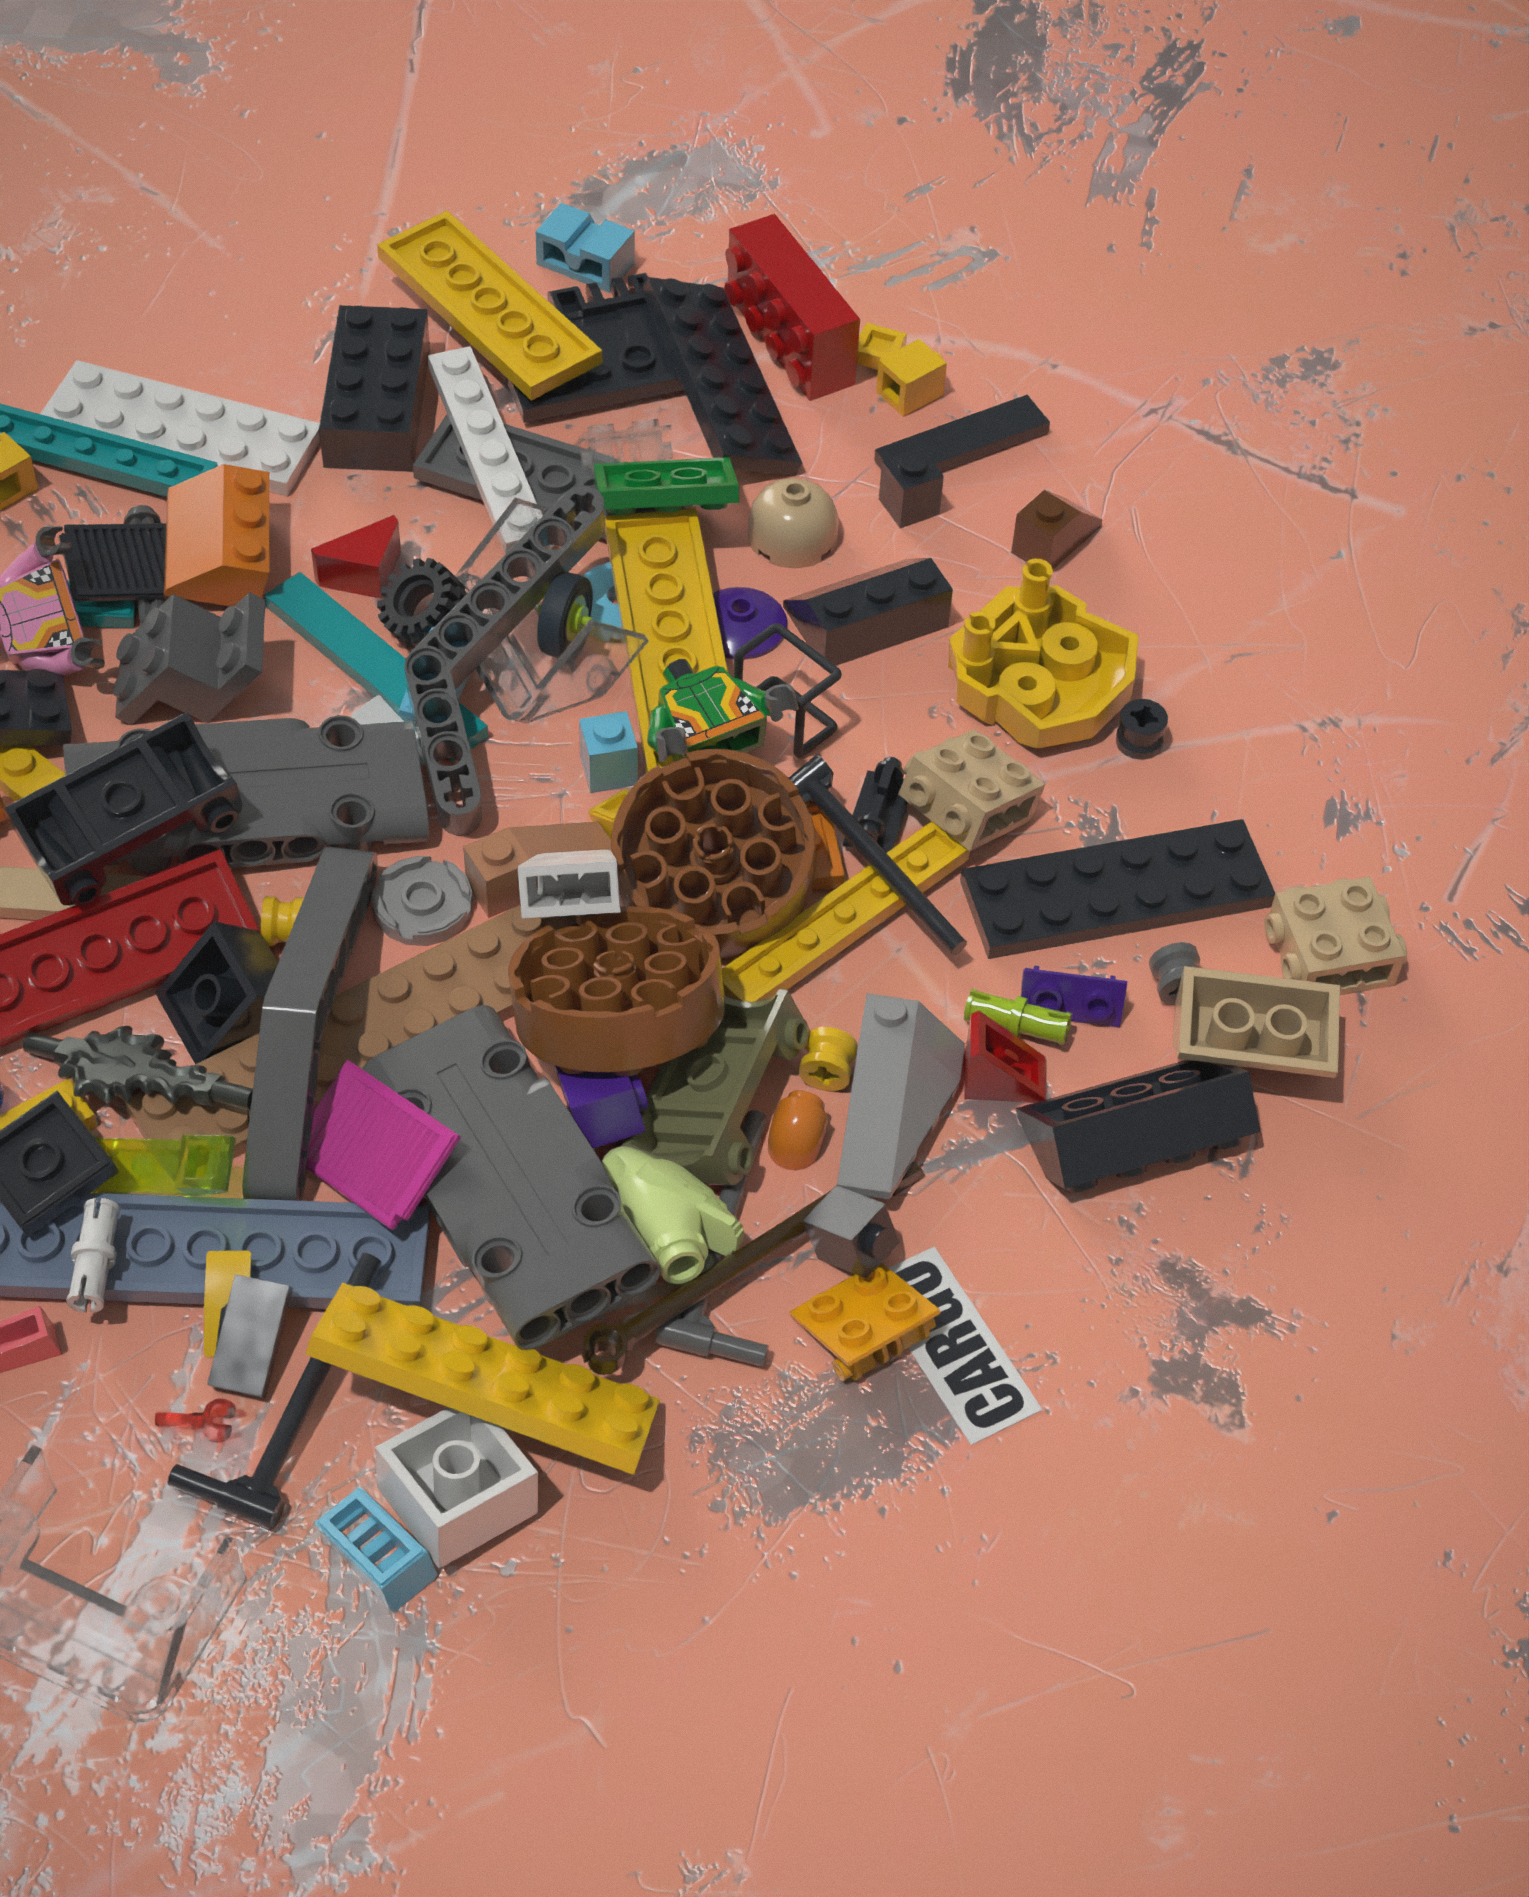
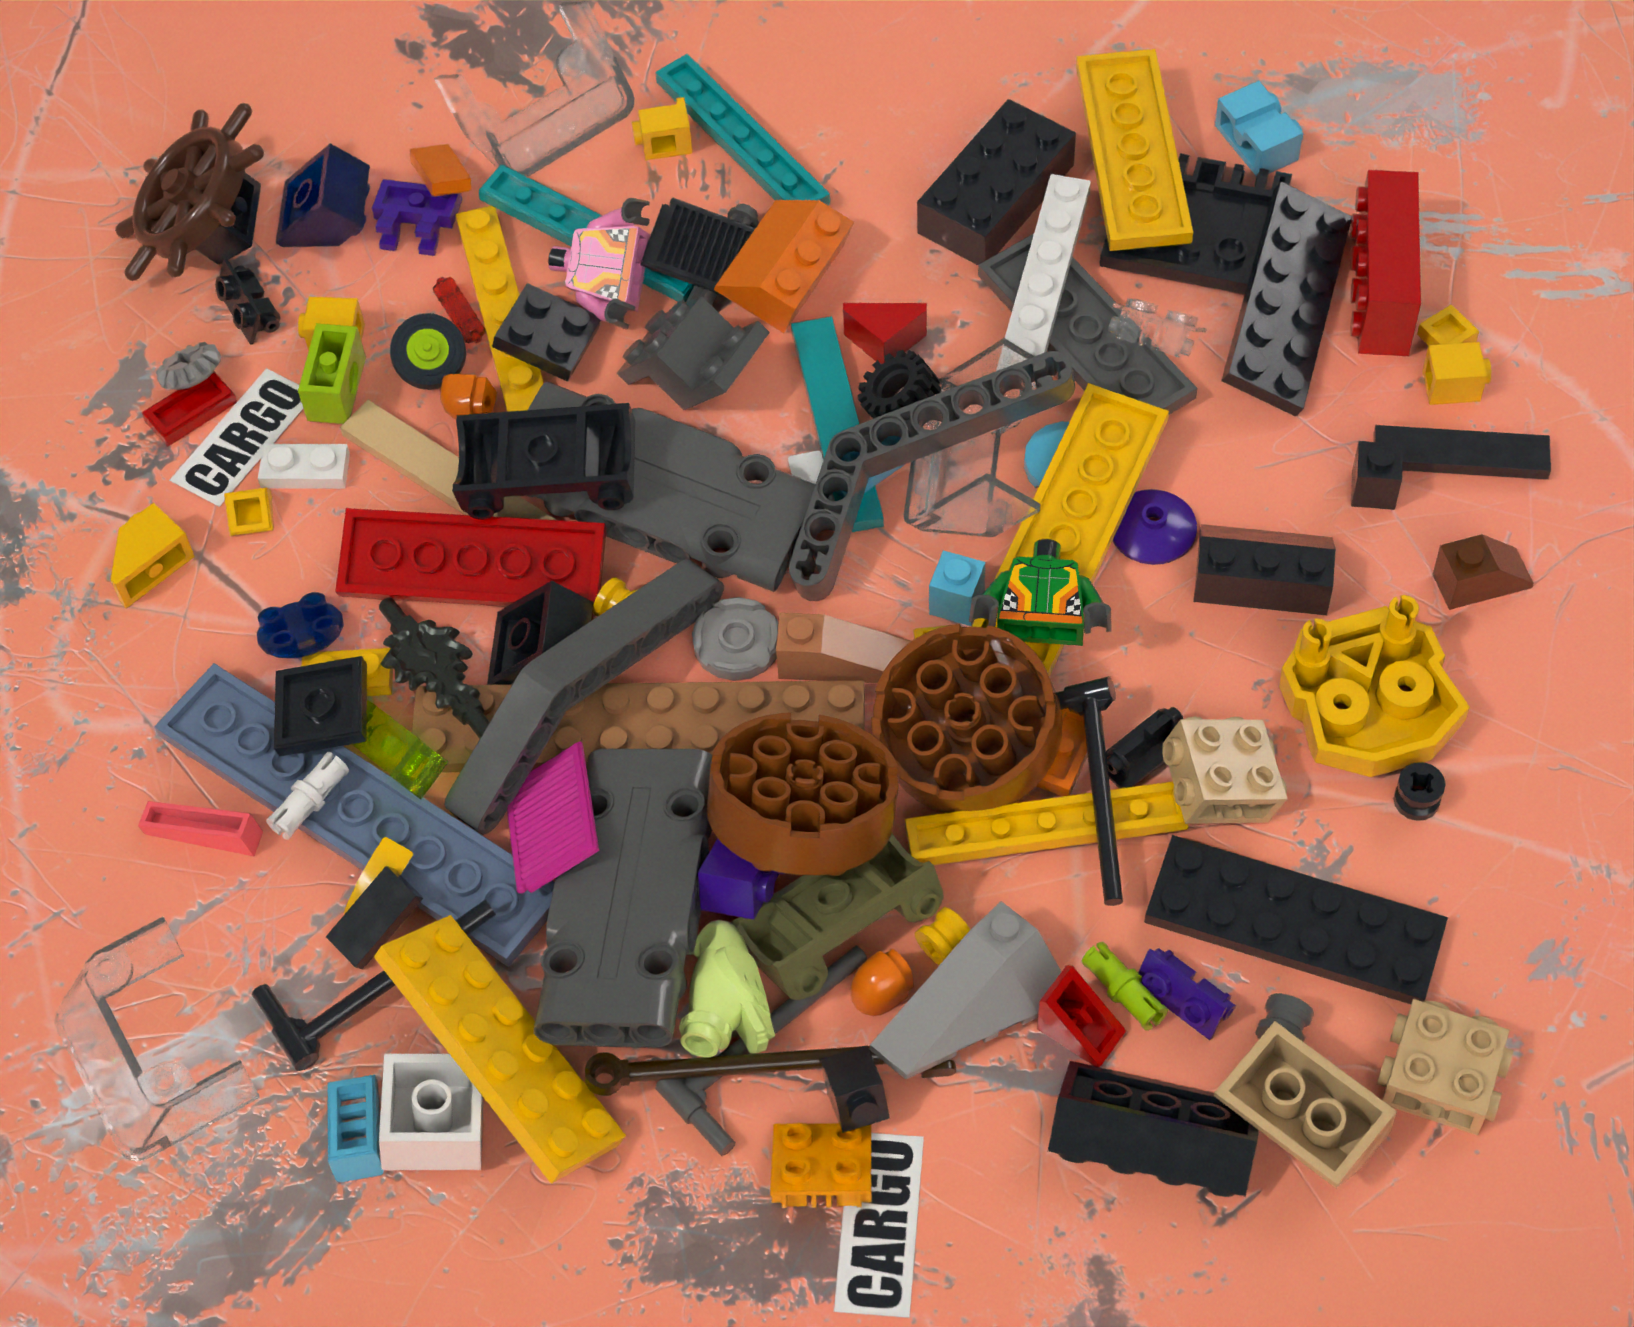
camera: 40 degrees right, 5 degrees up
(187, 422) = (834, 148): white plate -> none
(202, 1420) = (304, 959): clear red hand -> none
(563, 612) = (1000, 451): black wheel -> none
(569, 884) = (837, 688): white torso -> none
(666, 484) = (1157, 378): green plate -> none
(793, 523) = (1255, 460): tan cylinder -> none
(803, 701) = (1151, 620): black piece -> none

